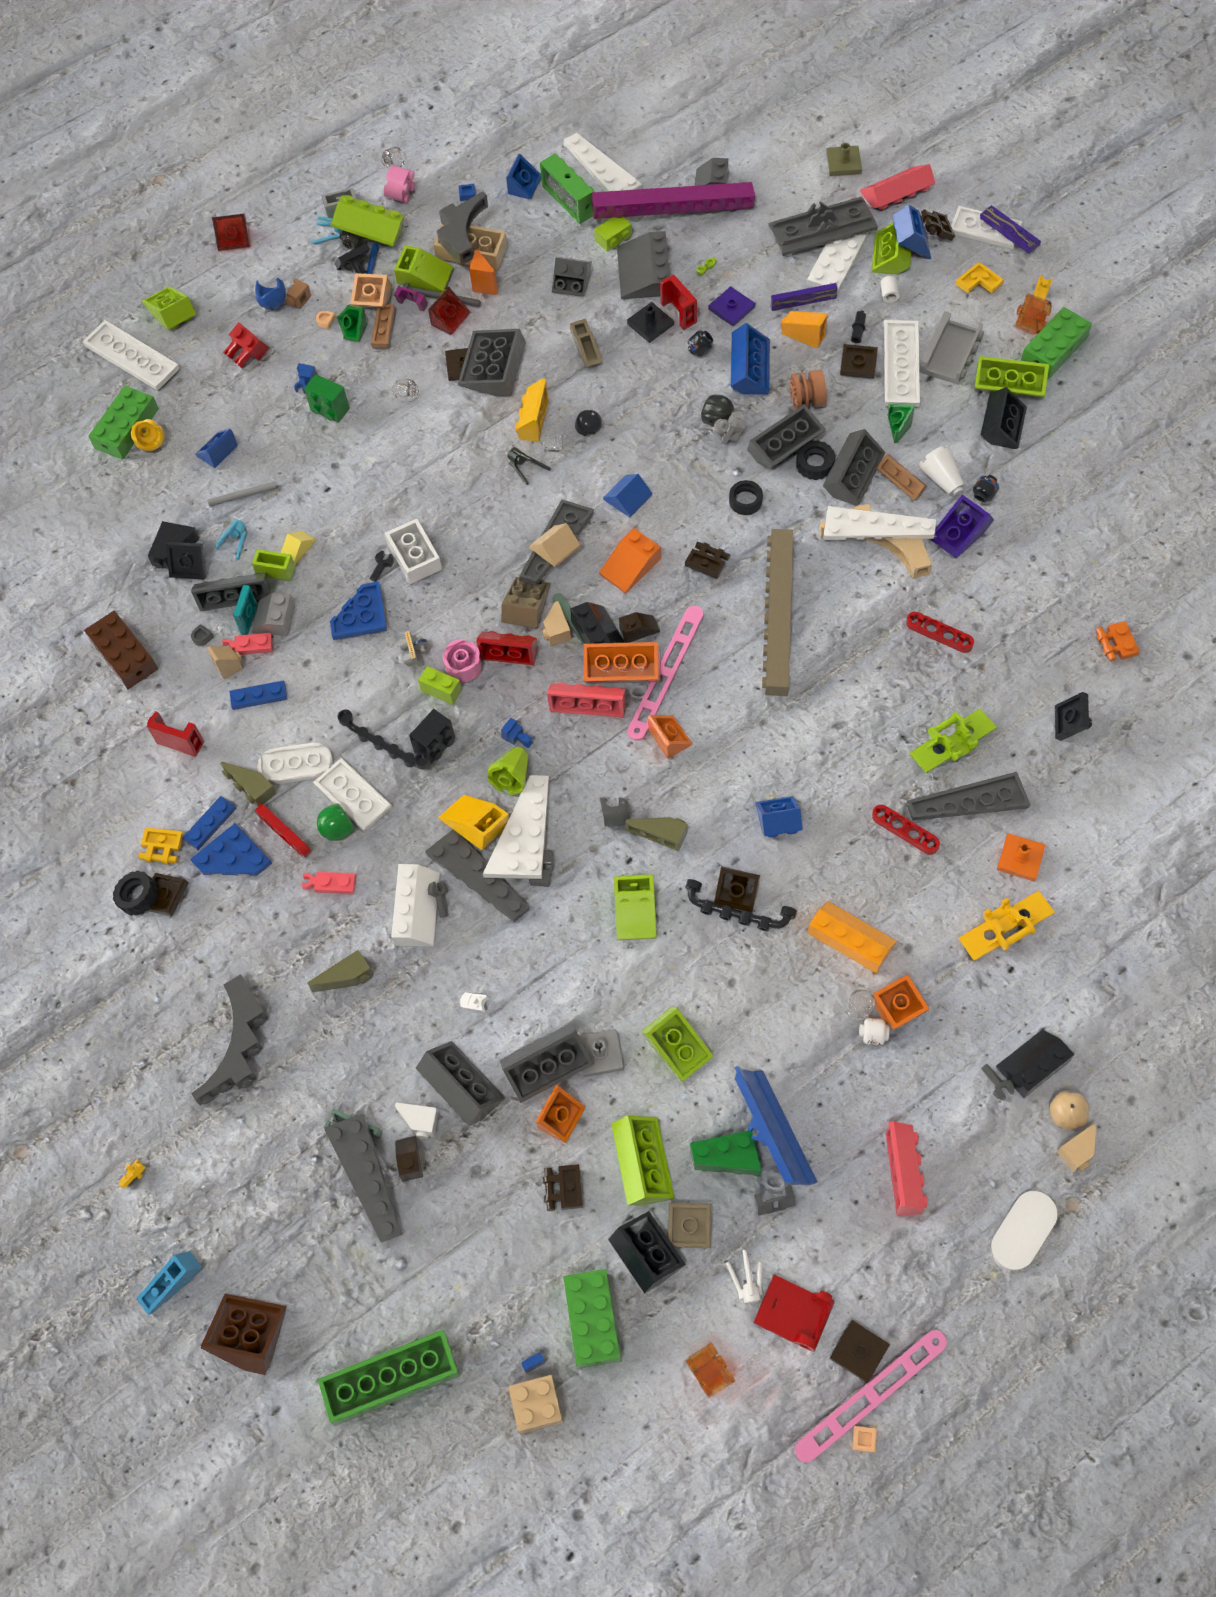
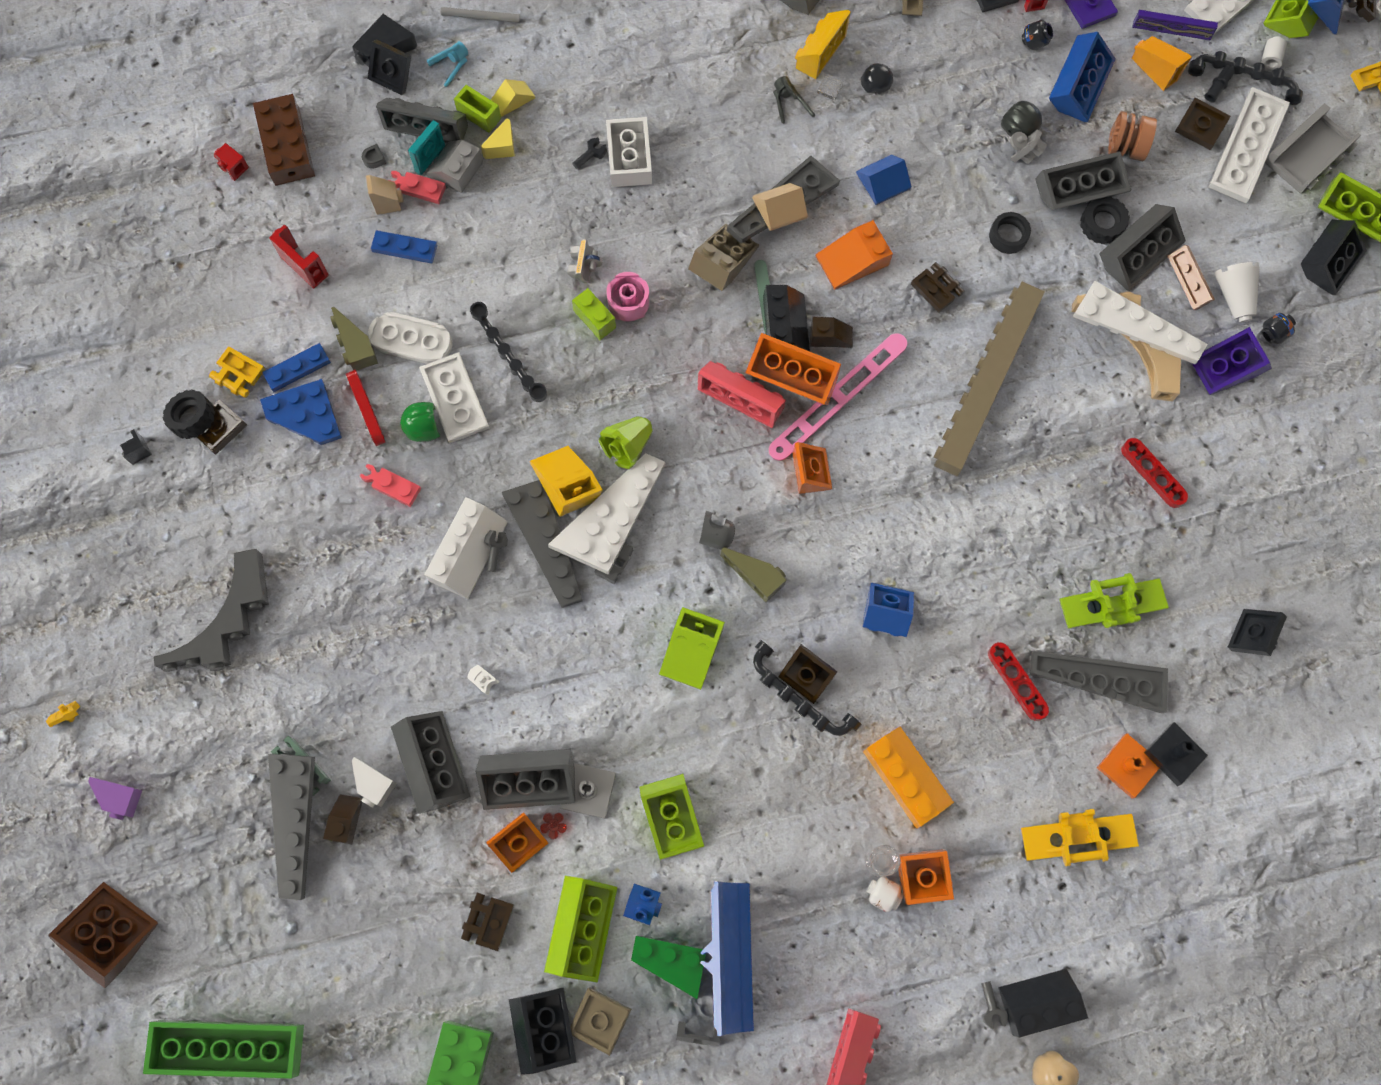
camera: 15 degrees right, 10 degrees up
(82, 683) = (230, 161): none -> red brick
(100, 939) = (135, 448): none -> black panel
(169, 1281) = (53, 845): dark azure slope -> none
(207, 1219) = (115, 798): none -> medium lavender slope
(303, 585) = (500, 142): none -> light yellow slope
(346, 973) = (367, 591): olive slope -> none
(360, 614) = (546, 199): blue plate -> none
(432, 735) = (561, 369): black brick -> none
(507, 648) = (682, 300): red slope -> none
(513, 732) = (649, 399): blue piece -> none
(555, 626) = (743, 297): tan slope -> none
(583, 1091) = (553, 825): none -> clear red plant
(684, 1119) = (642, 904): none -> blue brick
(883, 308) = (1257, 72): none -> black bar
(900, 419) = (1218, 210): green slope -> none
(1052, 832) = (1175, 754): none -> black tile
(1122, 639) = (1352, 564): orange plate -> none

